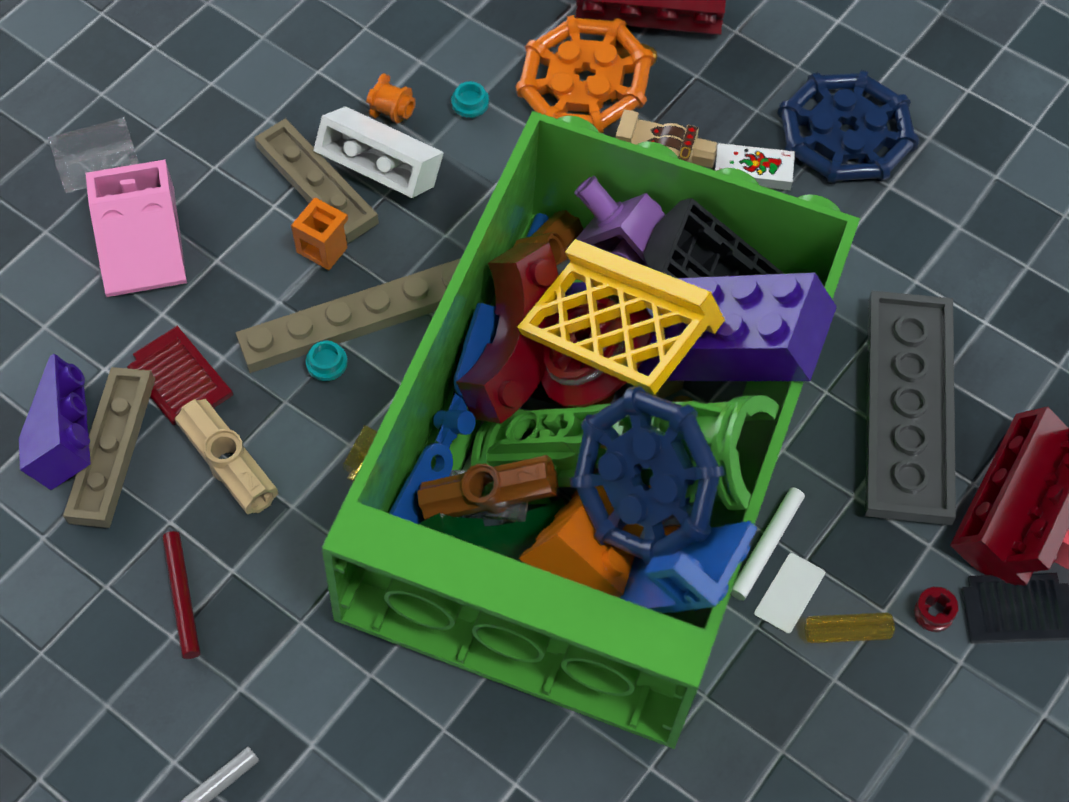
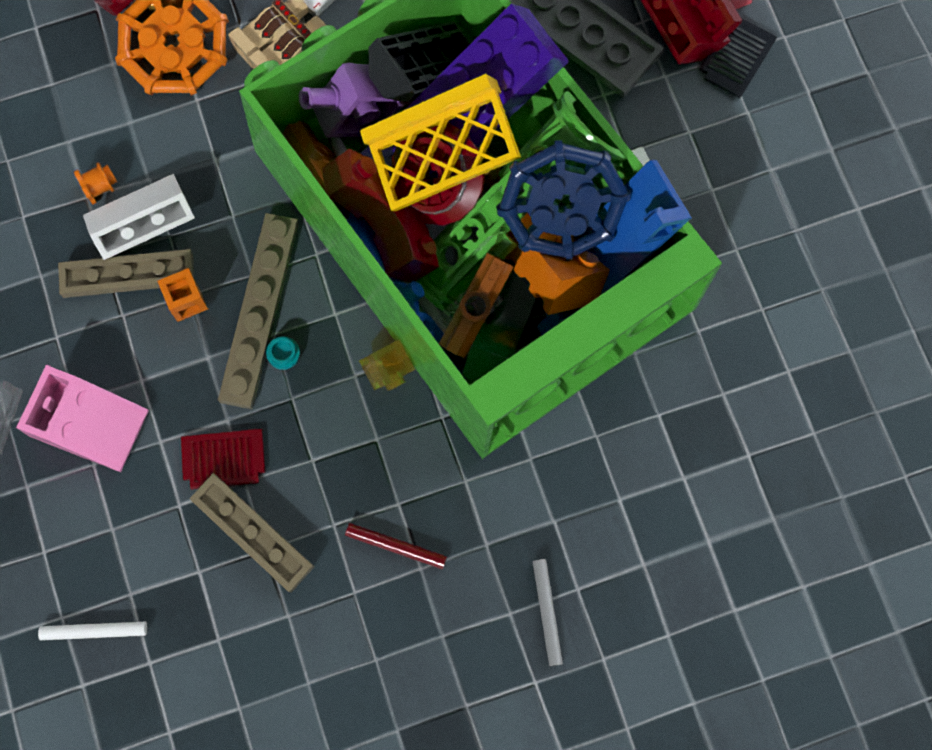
camera: 55 degrees left, 15 degrees up
(56, 428) = (219, 564): dark purple slope -> none
(240, 471) = (291, 460): tan piece -> none
(470, 99) = (133, 129): teal plate -> none
(849, 627) = (689, 158): clear yellow axle -> none
(930, 597) = (713, 92): dark red bush -> none

